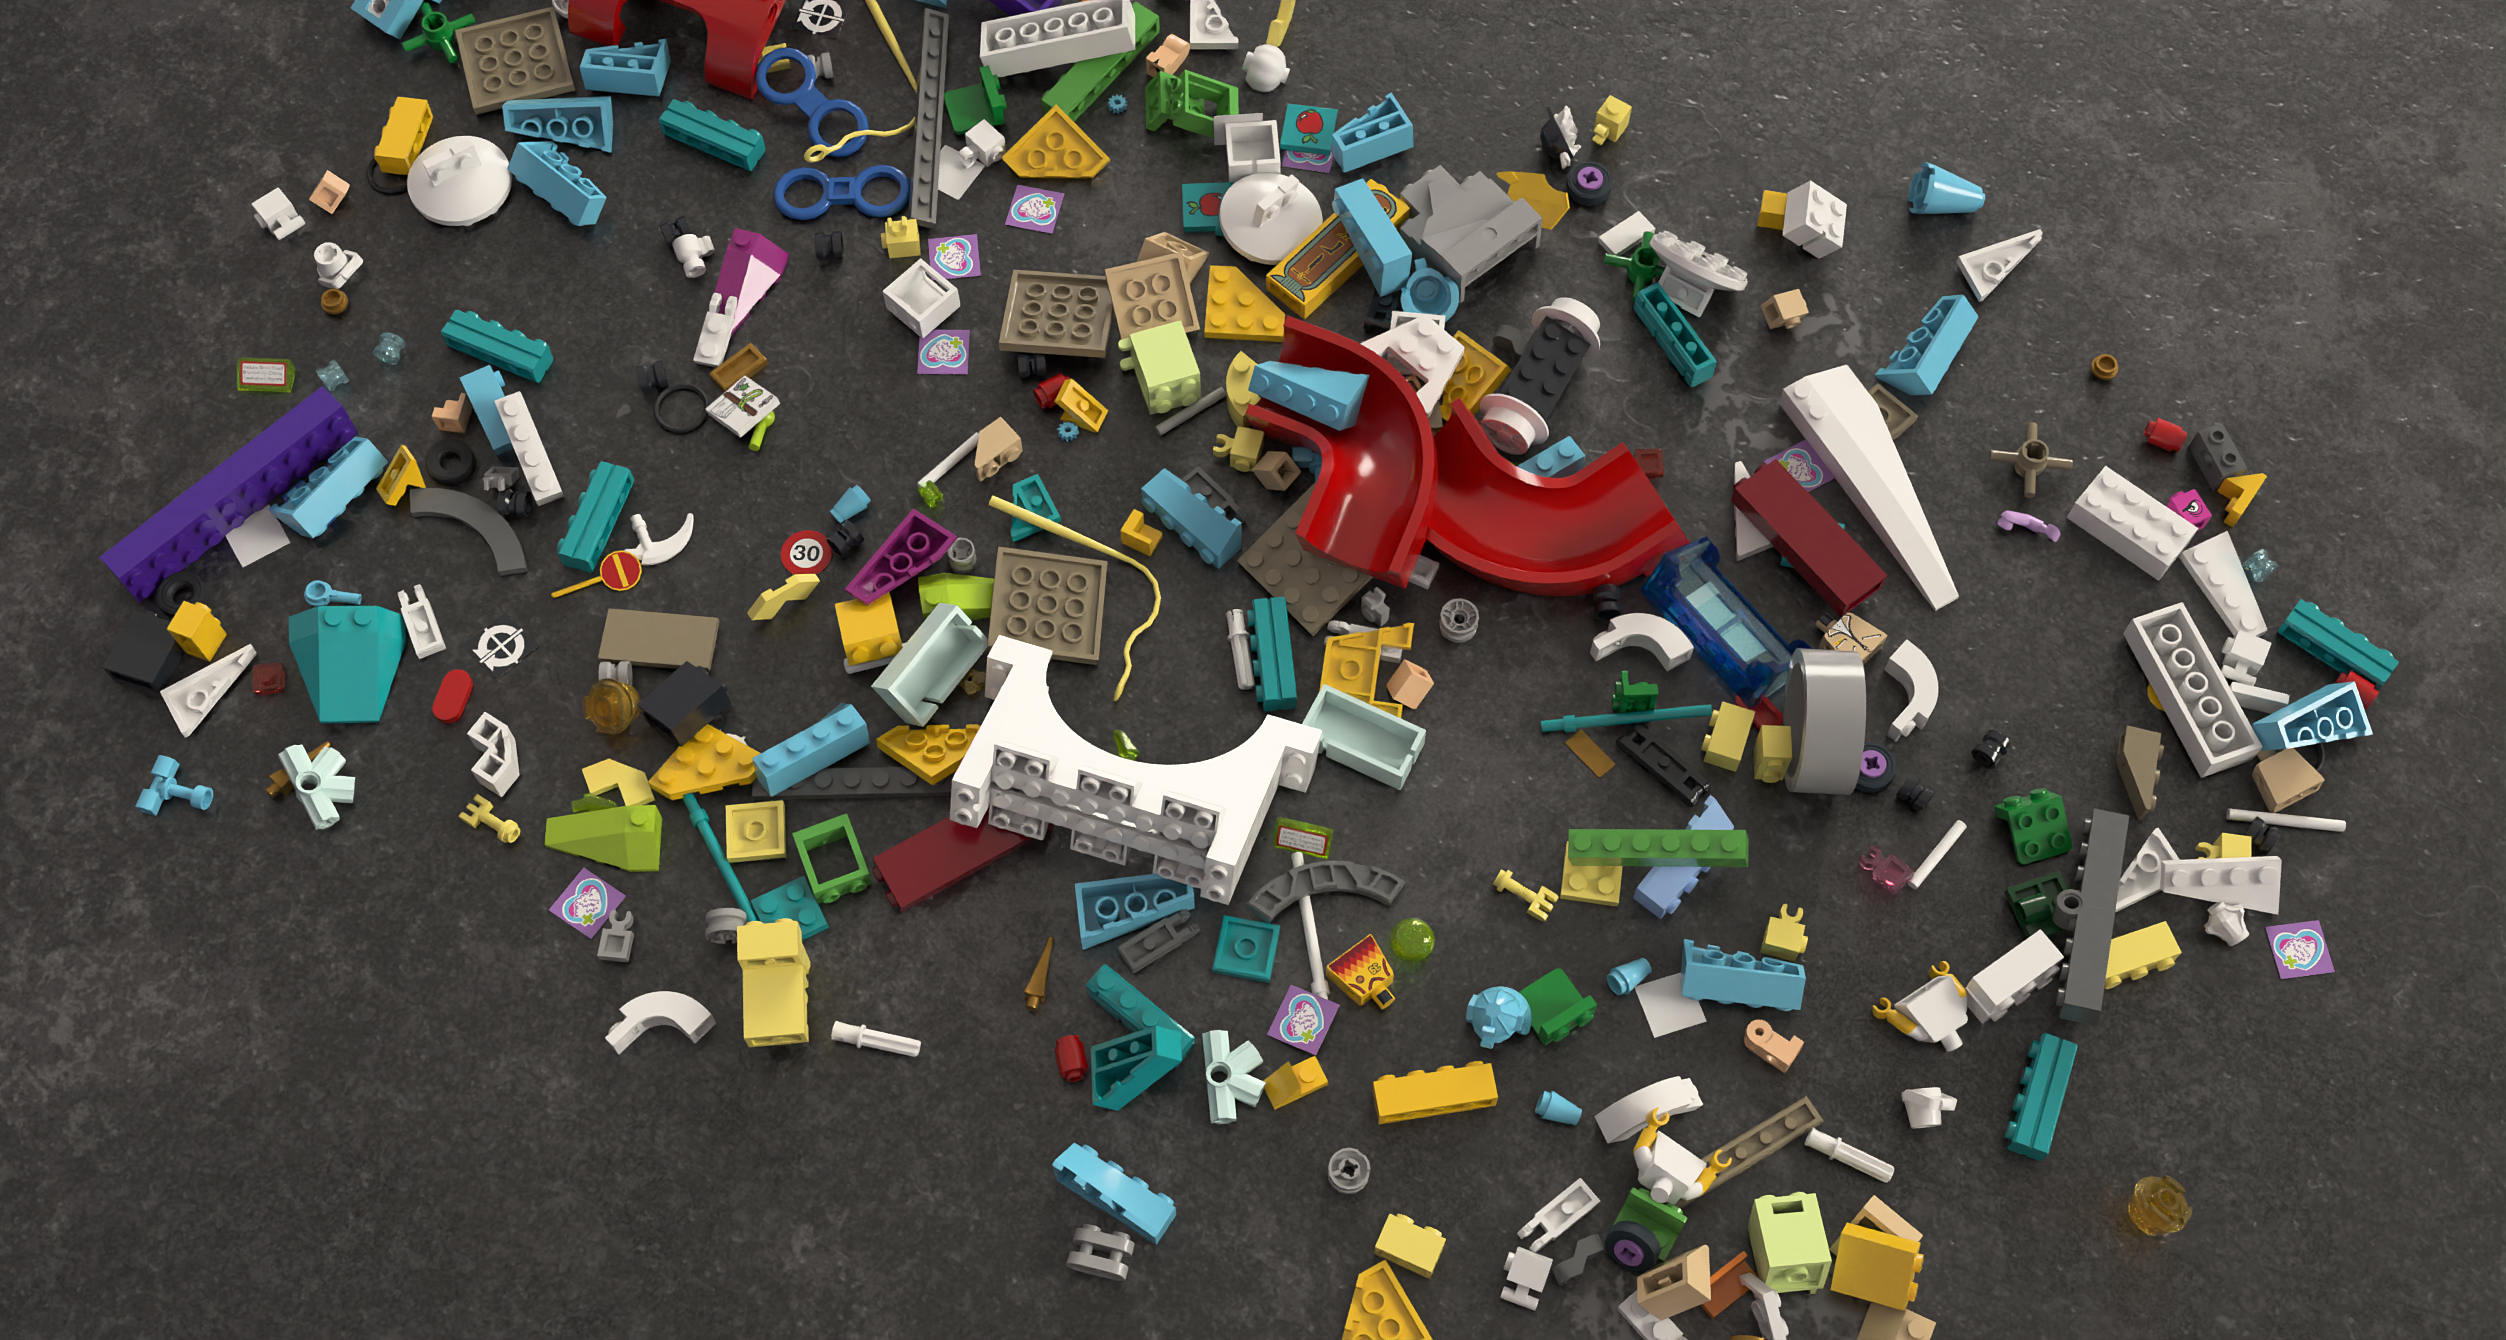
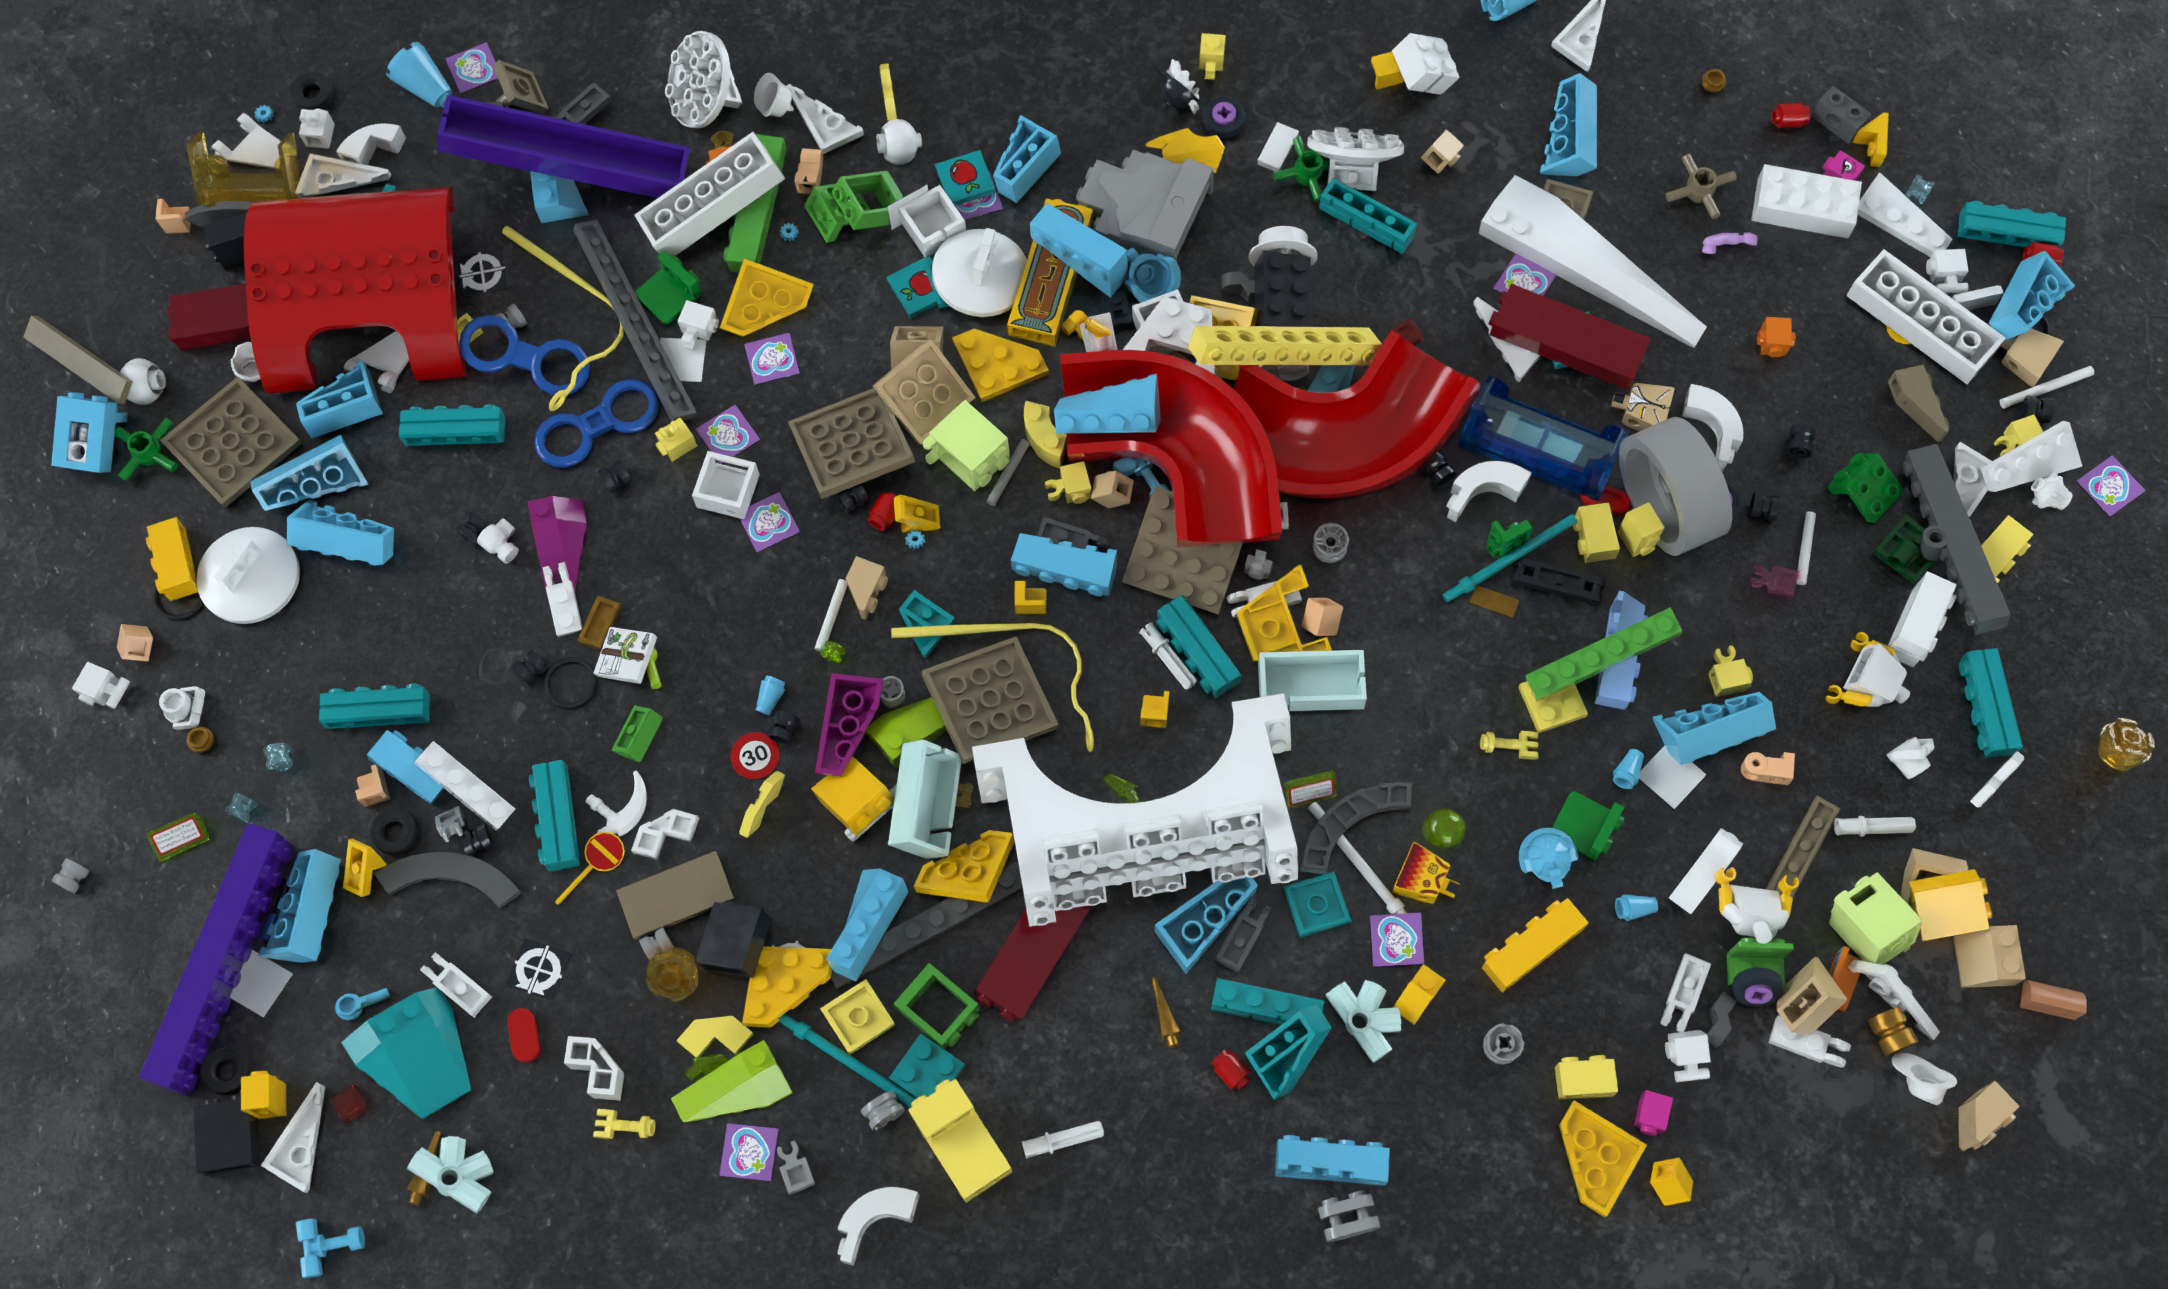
camera: 25 degrees left, 5 degrees up
(155, 363) = (70, 875): none -> light grey wheel
(672, 577) = (671, 824): none -> white tile
(689, 48) = (386, 355): none -> white flag
(713, 482) = (637, 733): none -> bright green slope
(1198, 693) = (1155, 711): none -> yellow panel
(1344, 313) = (1095, 330): none -> torso
(1457, 1313) = (1653, 1113): none -> dark pink brick
(1506, 405) = (1283, 345): none -> light yellow brick
(1990, 1176) = (1997, 779): none -> white tile
(2023, 637) = (1776, 336): none -> orange brick

